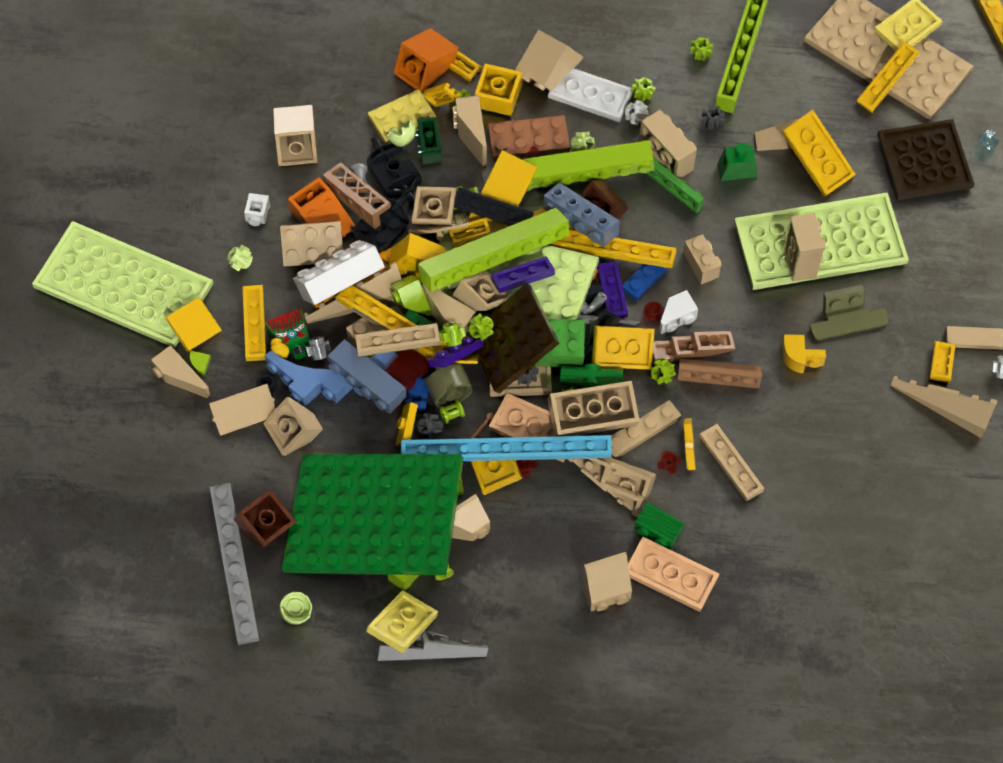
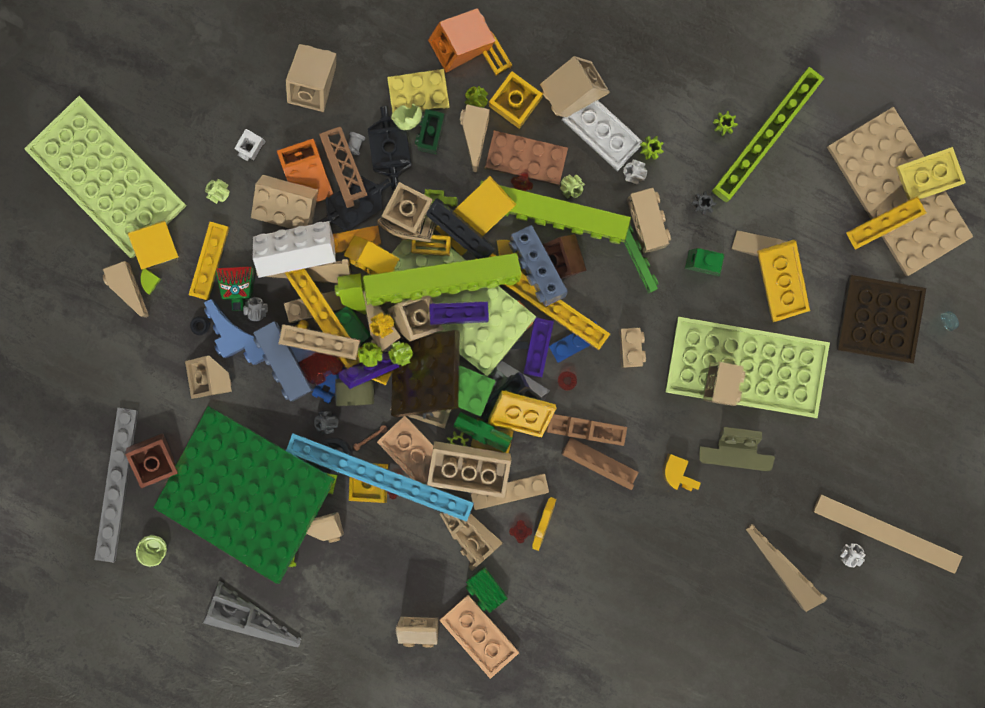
camera: 20 degrees right, 25 degrees up
(242, 409) = (170, 344): tan piece -> none
(279, 348) = (218, 301): yellow arm -> none
(402, 621) = (234, 598): light yellow plate -> none
(406, 423) = (304, 414): yellow plate -> none
(438, 92) = (459, 88): yellow tile -> none
(451, 411) = (350, 414): lime bush -> none
(453, 301) = (381, 325): none -> yellow gear
(594, 305) = (516, 355): light grey arm -> none
(662, 371) = (549, 446): lime gear -> none
(678, 311) = (588, 390): white slope -> none
(731, 462) = (573, 553): tan plate -> none
(942, 362) = (801, 527): yellow plate -> none

